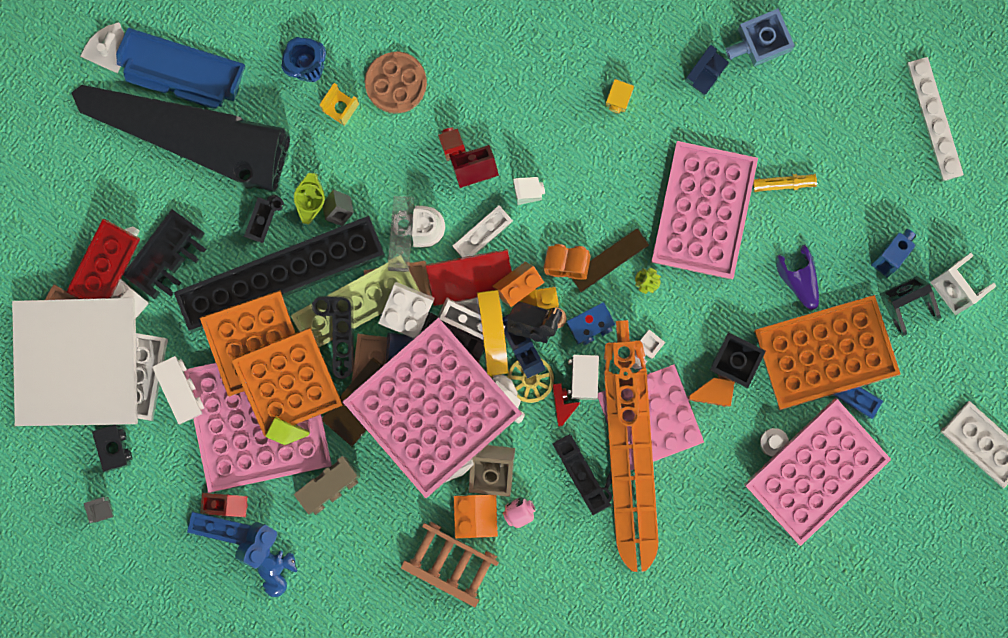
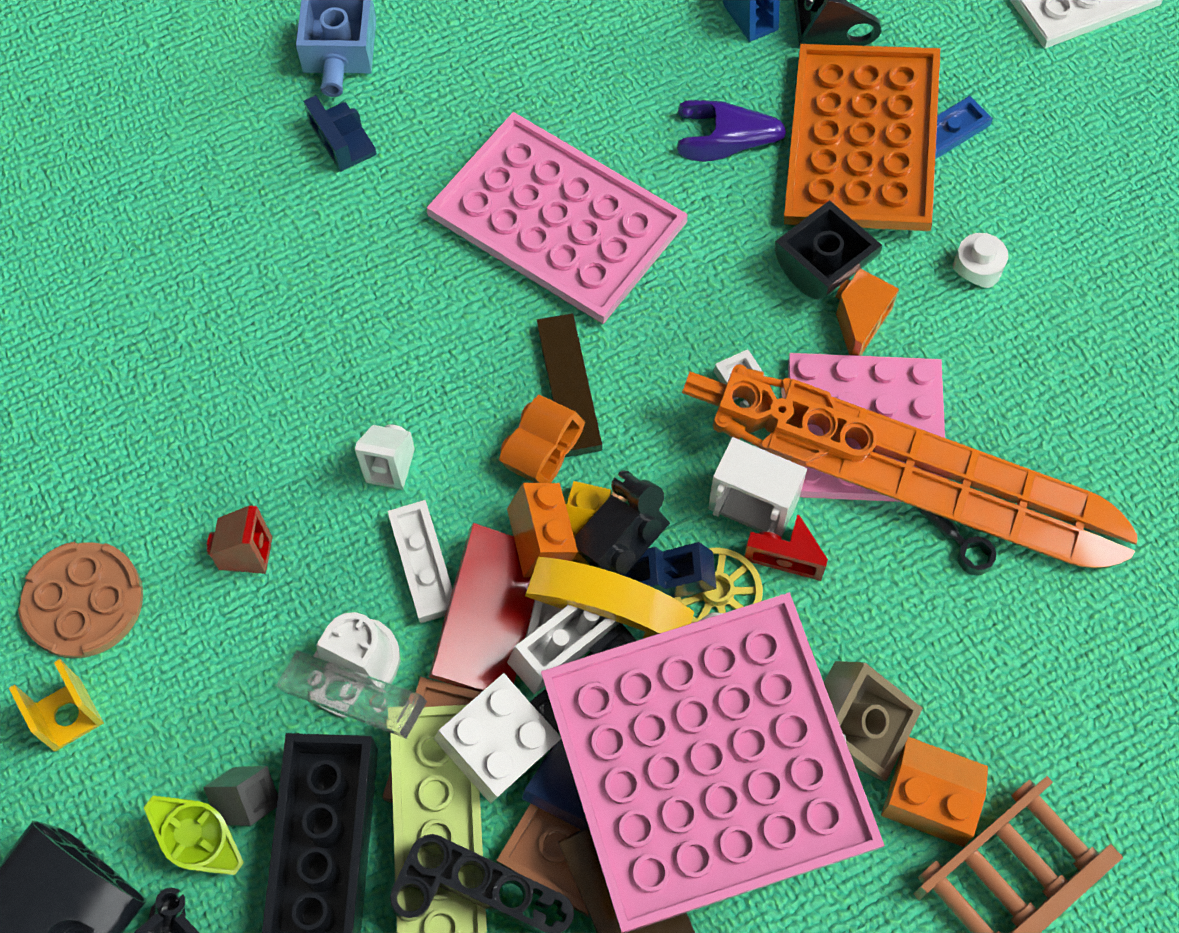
camera: 70 degrees left, 20 degrees down
(474, 166) = (298, 520): dark red brick -> none
(519, 512) = (959, 704): bright pink head -> none
(581, 474) = (930, 571): black slope -> none
(590, 324) = (665, 447): blue brick -> none
(619, 96) = (309, 260): yellow brick -> none
(647, 280) = (631, 325): lime gear -> none
(790, 182) = (575, 84): yellow pin -> none
(817, 472) = (1056, 215): bright pink plate -> none

